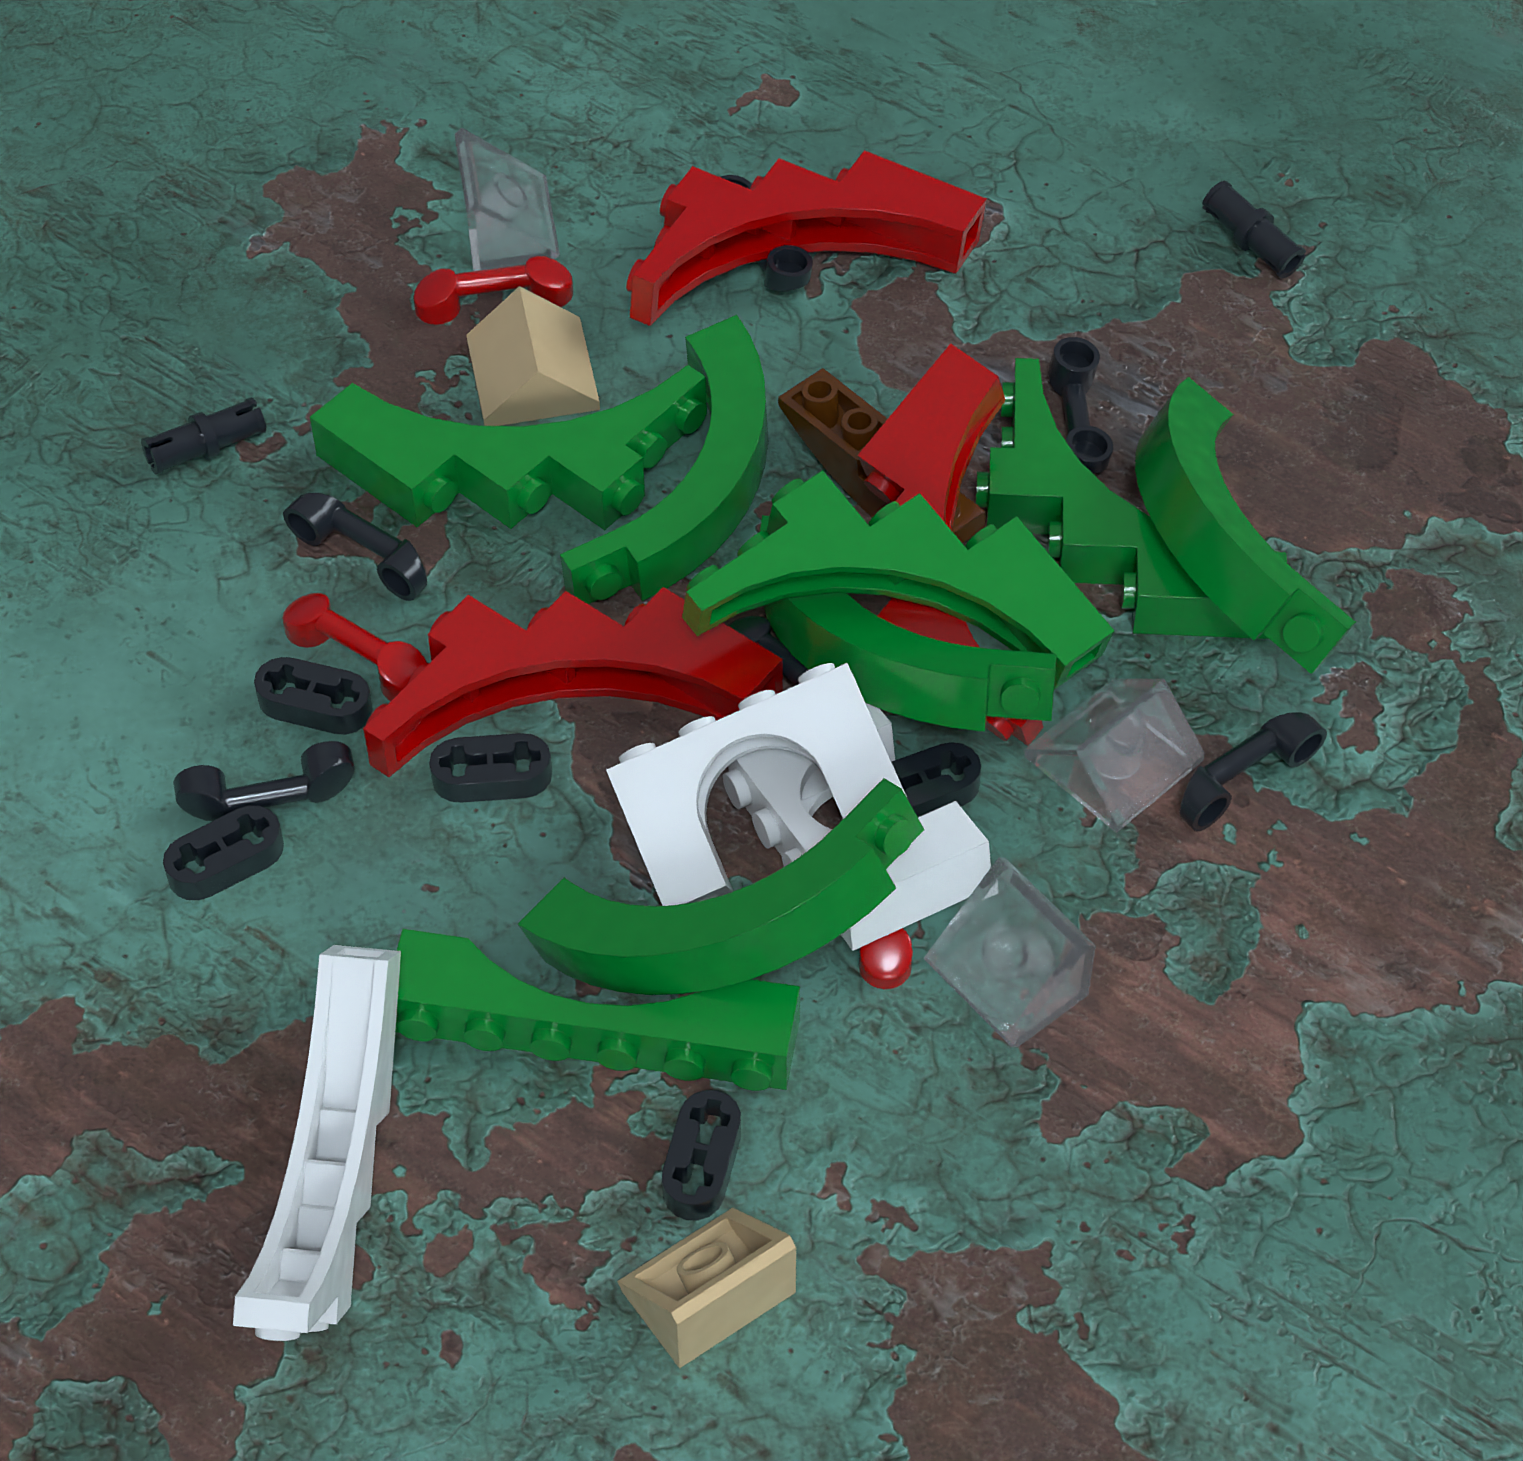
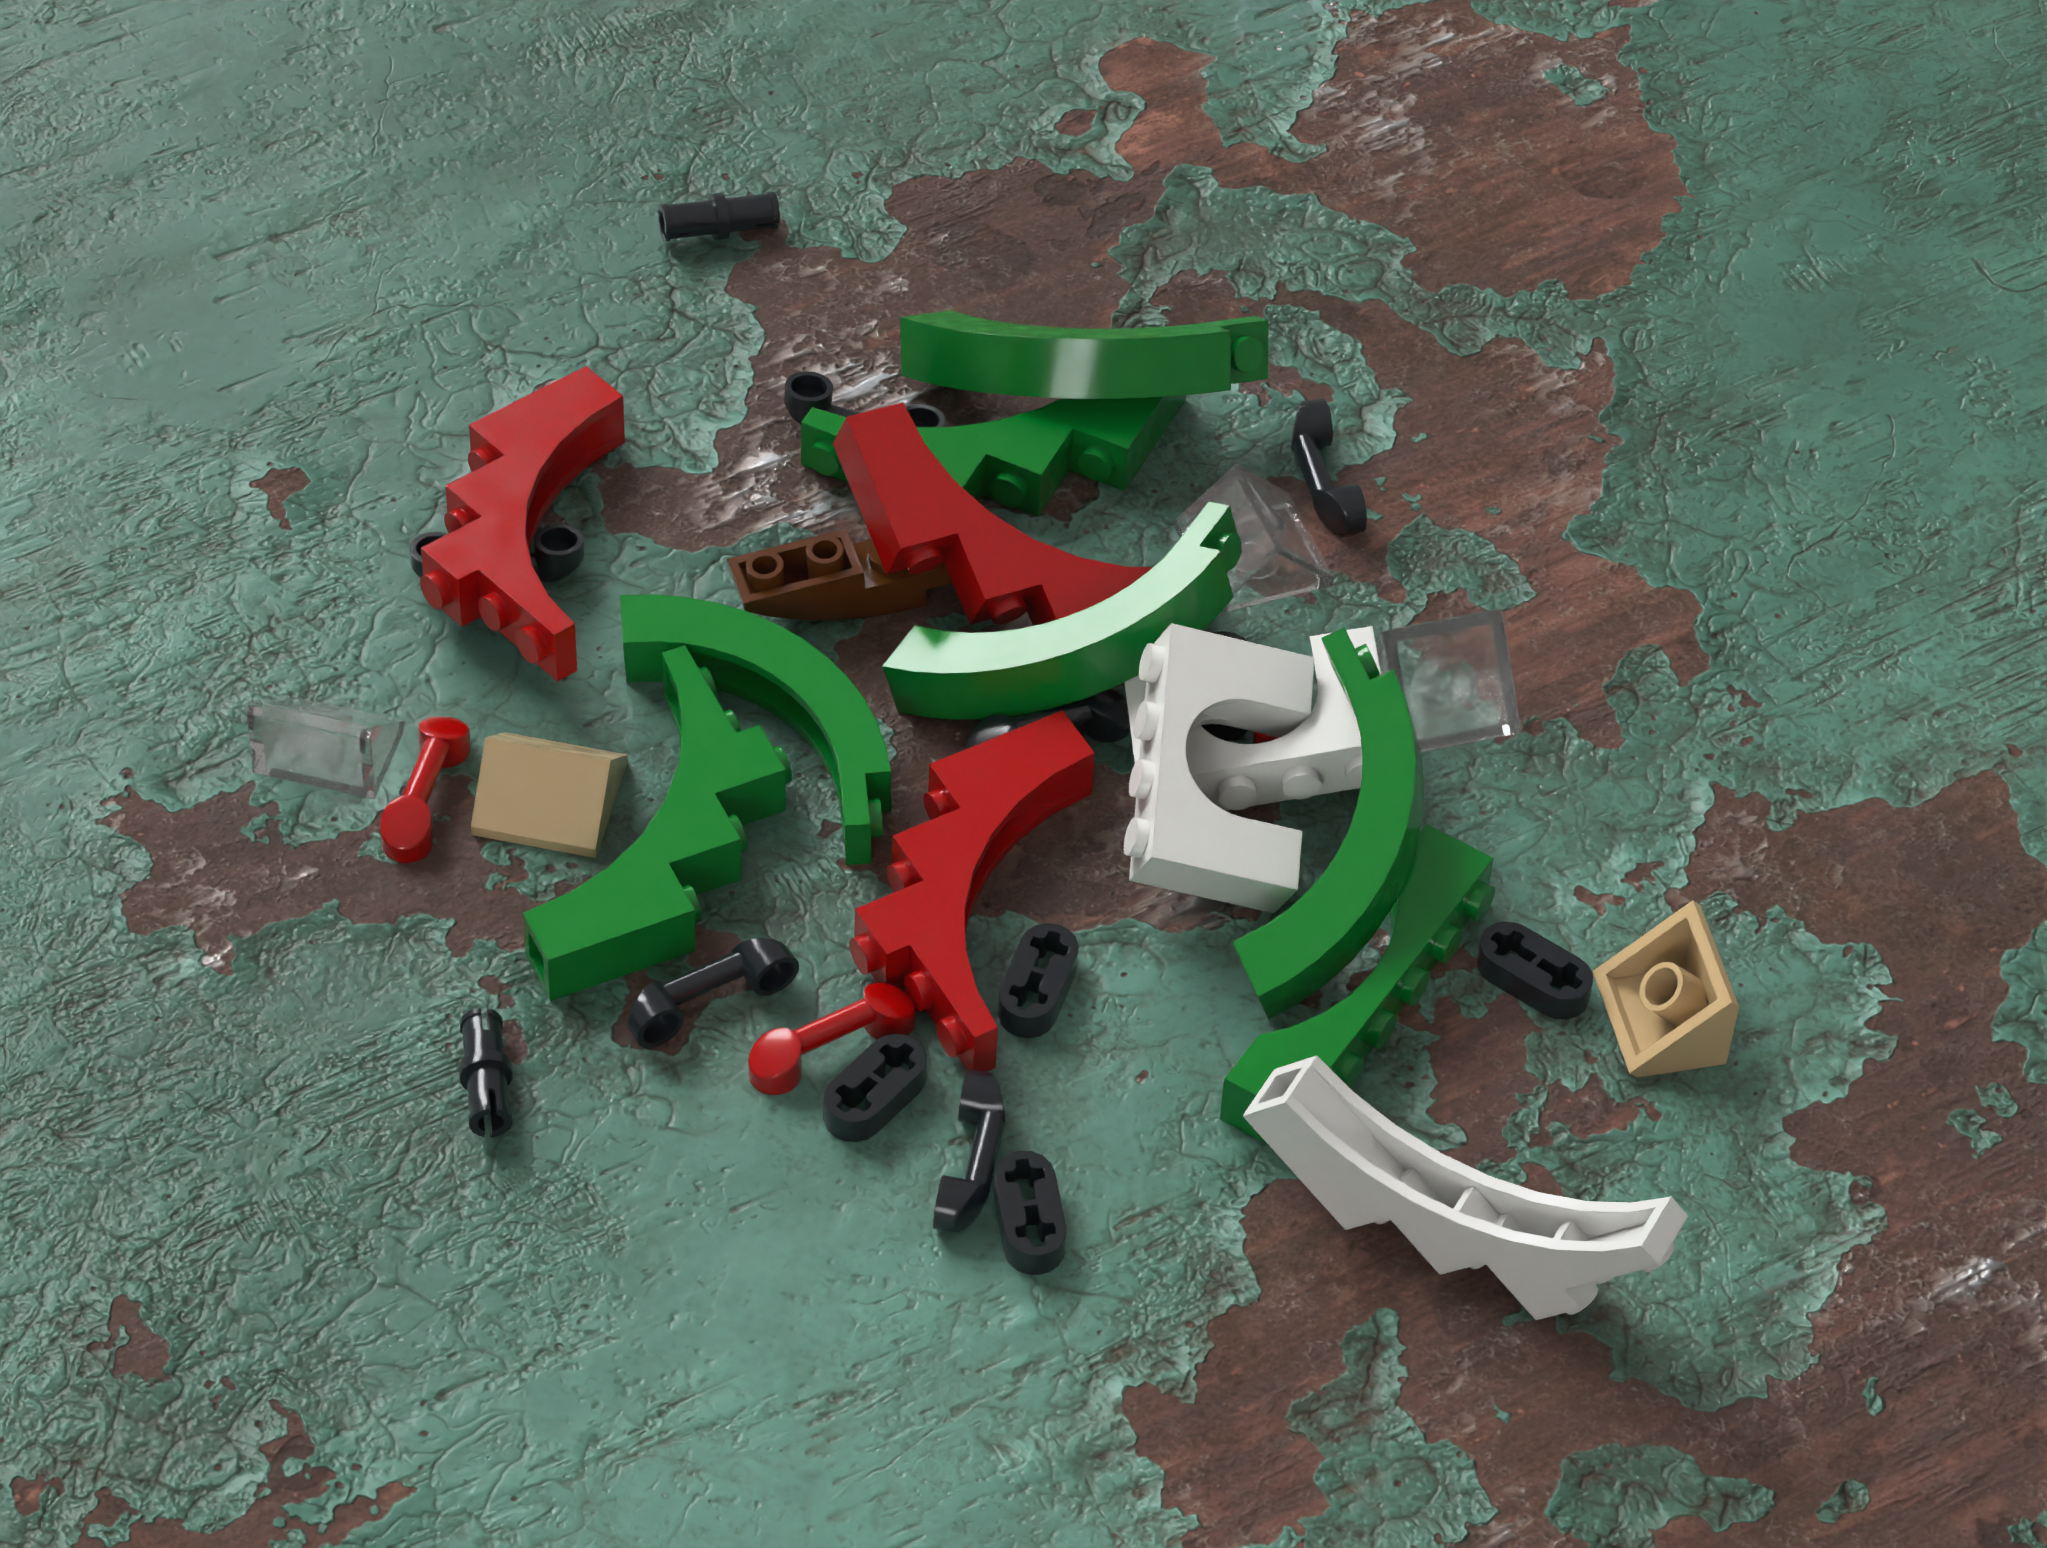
camera: 70 degrees left, 5 degrees down
(907, 553) = (1089, 517): green arch -> none

